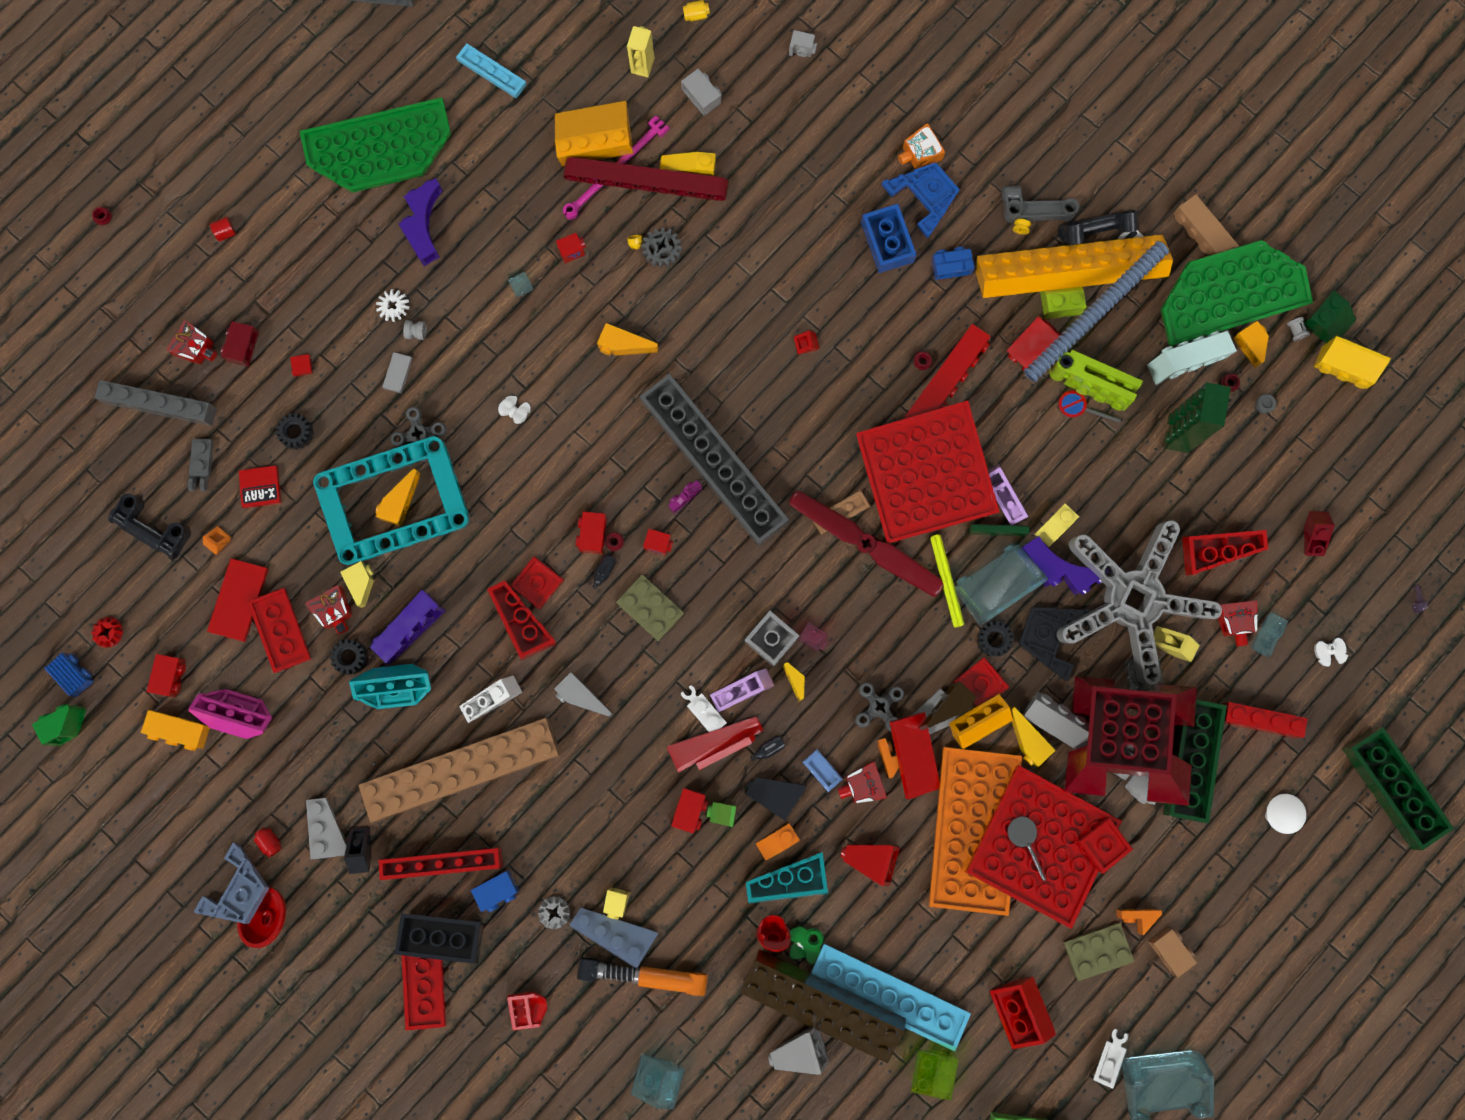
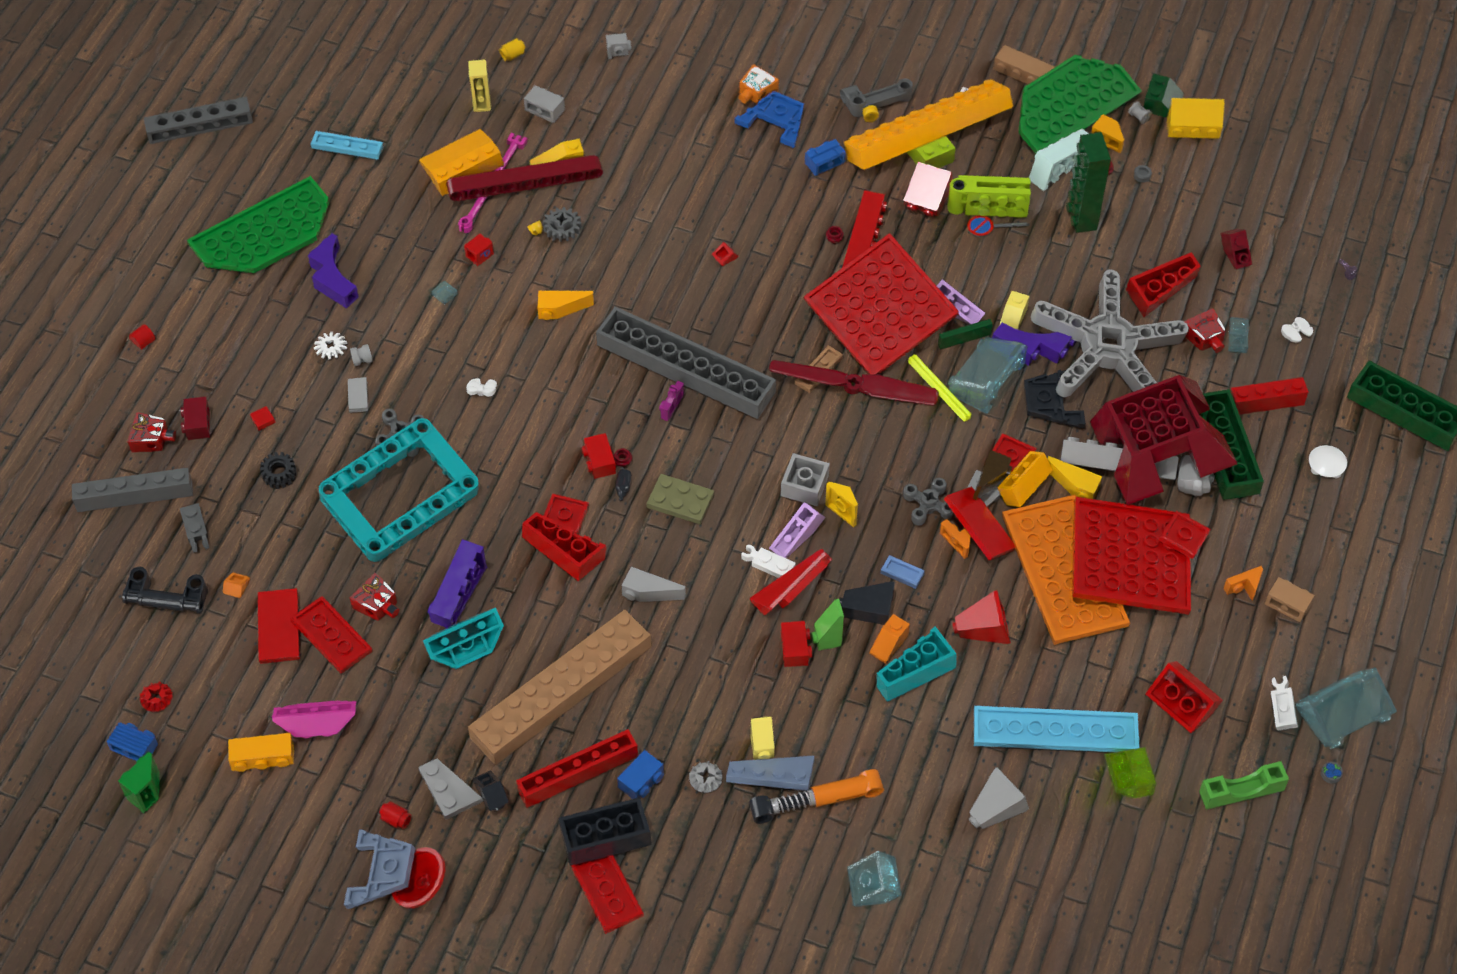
camera: 25 degrees left, 25 degrees down
(98, 212) = (18, 363): dark red plate -> none
(166, 676) = (233, 710): red brick -> none
(259, 487) = (262, 526): red tile -> none
(337, 654) = (409, 623): black tyre -> none
(359, 582) = (392, 567): light yellow slope -> none
(397, 502) = (402, 491): light orange slope -> none
(490, 698) = (563, 619): white slope -> none
(526, 1010) = (716, 866): red slope -> none
(658, 542) = (664, 443): red brick -> none
(769, 748) = (844, 571): black piece -> none
(773, 933) = (922, 713): red piece -> none
(803, 945) = (956, 718): green plate -> none
(813, 638) = (842, 468): clear pink brick -> none
(823, 1006) = (1007, 750): dark brown brick -> none
(863, 785) = (946, 567): torso -> none
(888, 238) = (760, 154): blue brick -> none
(1006, 636) = (1005, 424): black tyre -> none
(1023, 833) = (1109, 547): dark grey piece -> none
(1074, 232) = (919, 98): black piece -> none
(1096, 311) = (964, 141): sand blue piece -> none
(1098, 951) = (1225, 626): olive plate -> none
(1175, 643) = (1164, 364): light yellow slope -> none

